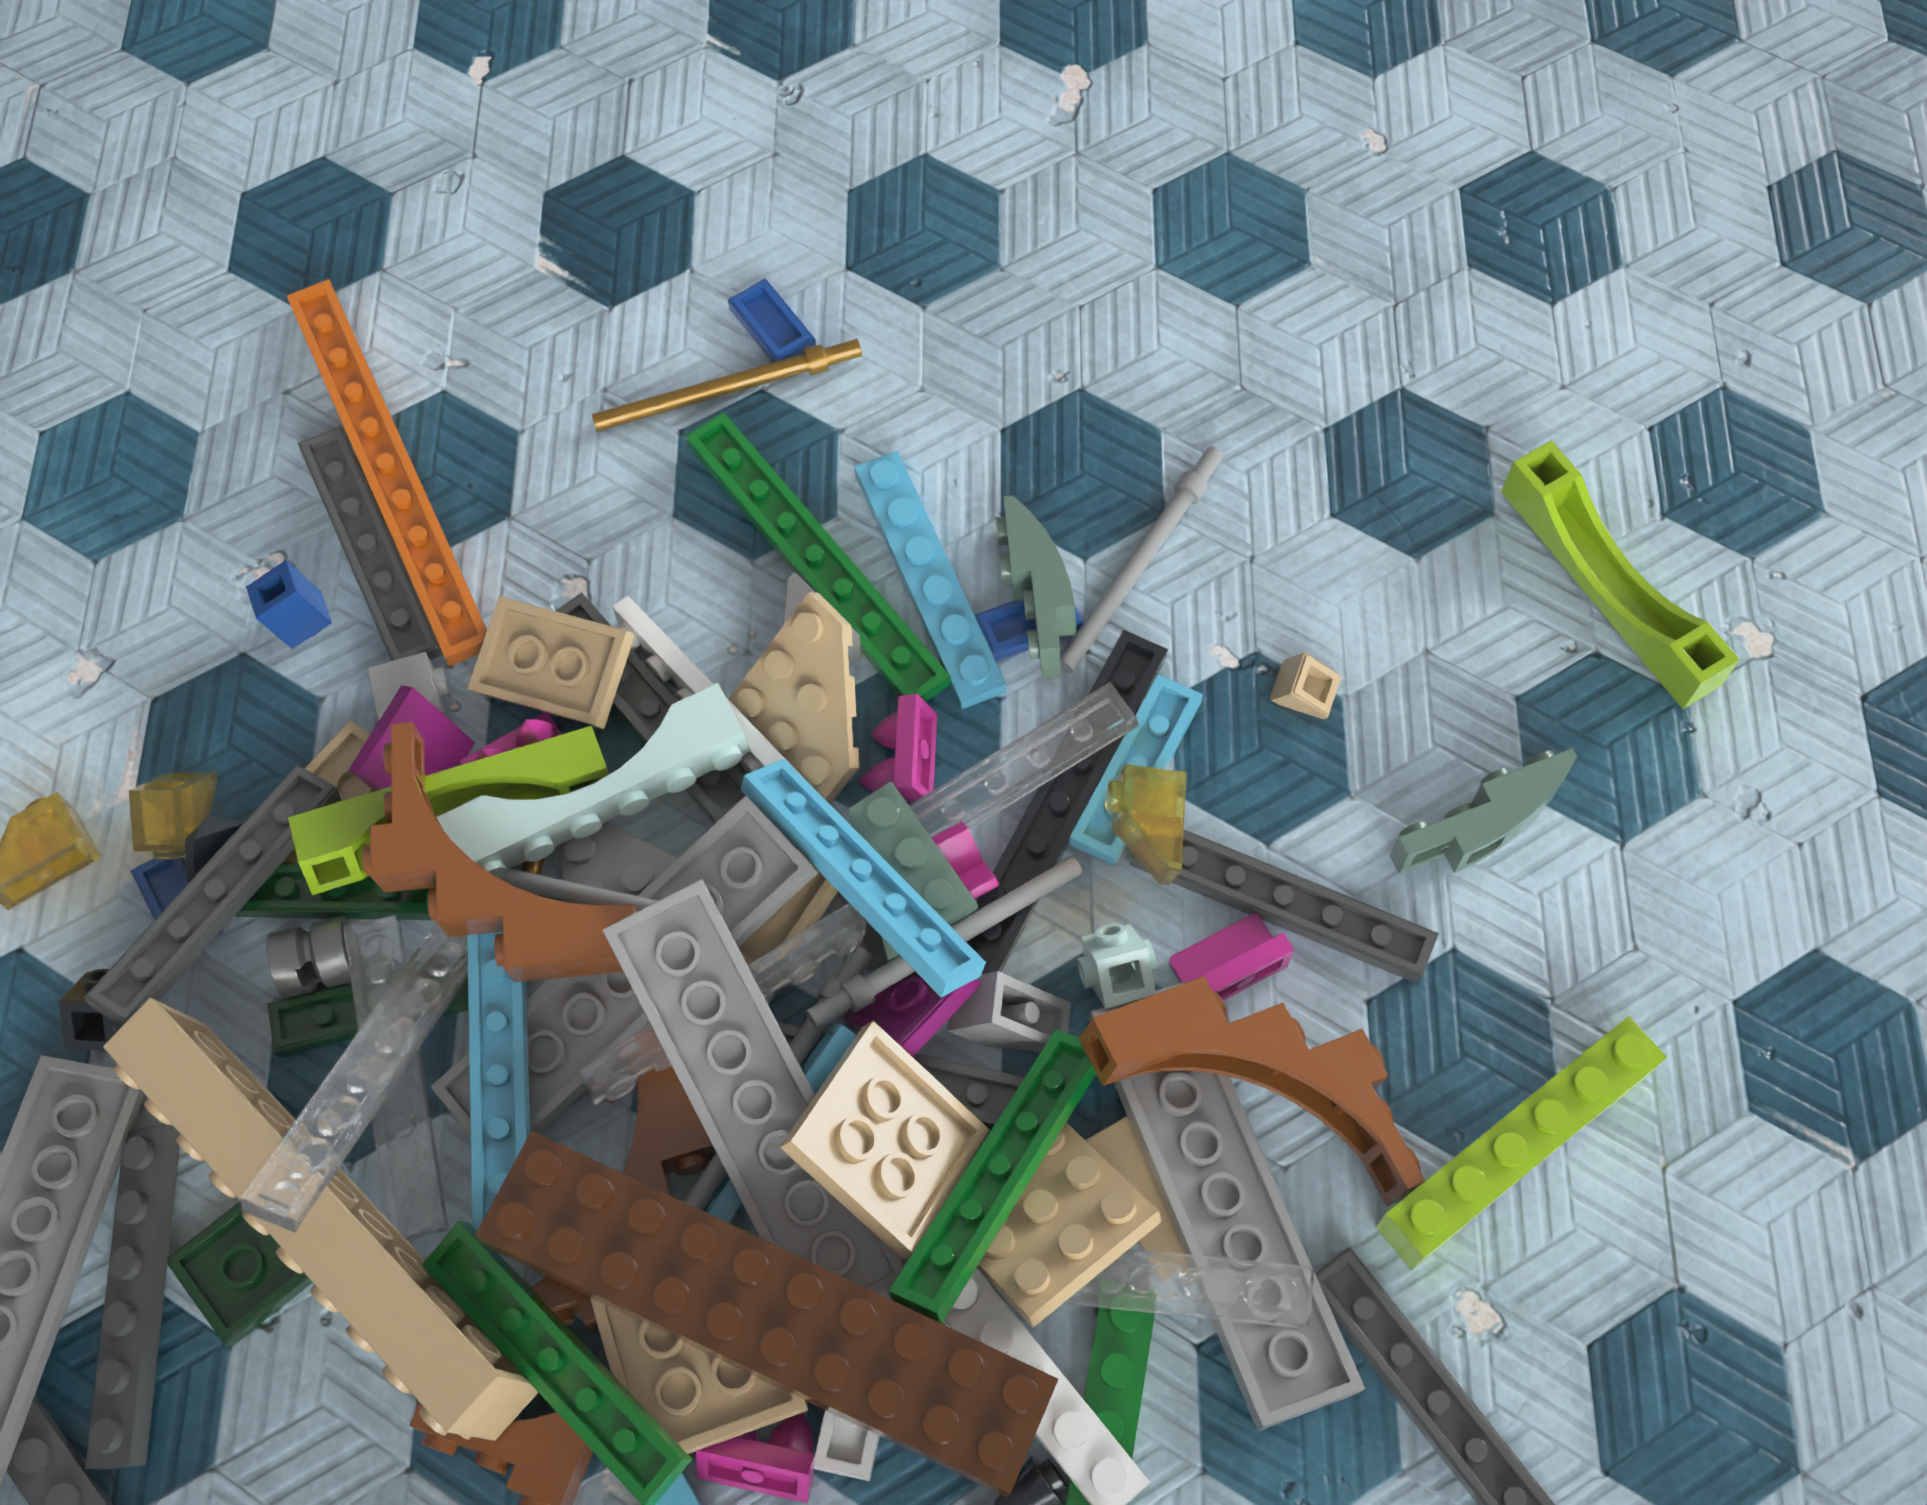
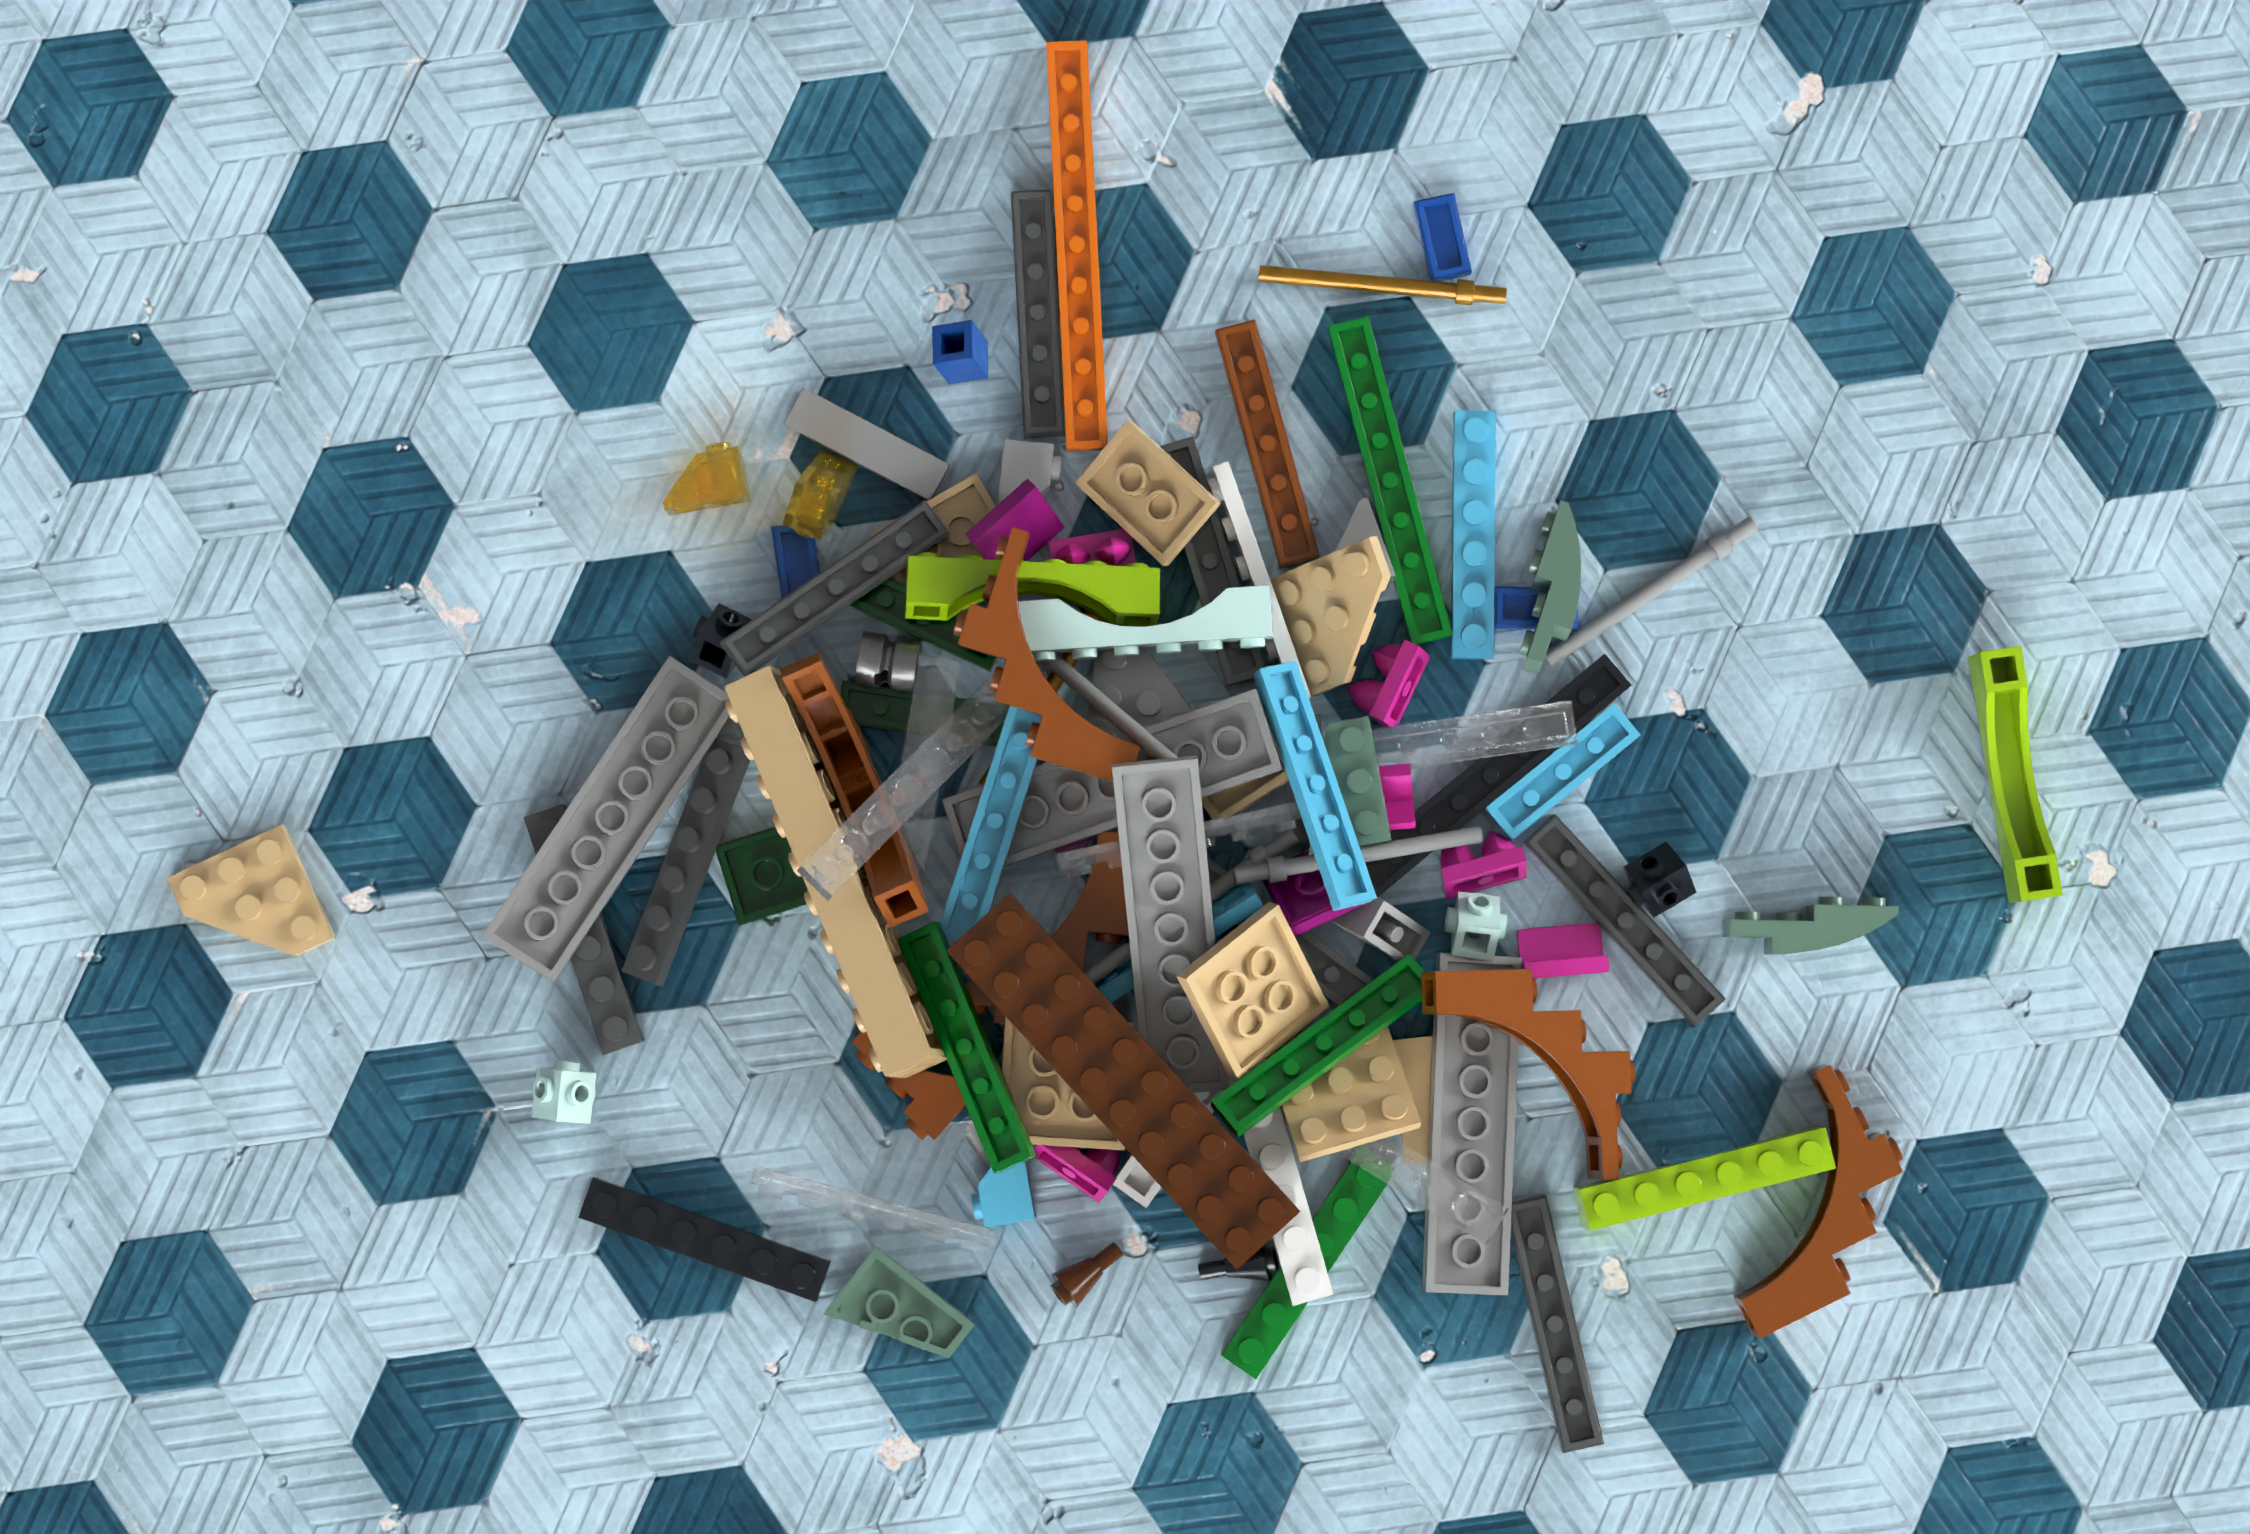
camera: 20 degrees right, 20 degrees up
(206, 841) = (841, 539): black slope -> none
(215, 744) = (866, 445): none -> light grey tile
(376, 1171) = (850, 767): none -> dark orange arch
(667, 575) = (1267, 444): none -> dark orange tile
(1110, 897) = (1498, 865): none -> dark pink tile
(1150, 817) = (1551, 824): clear yellow slope -> none
(1299, 832) = (1658, 880): none -> black brick
(1306, 686) = (1726, 757): tan slope -> none
(1703, 1201) = (1810, 1274): none -> dark orange arch

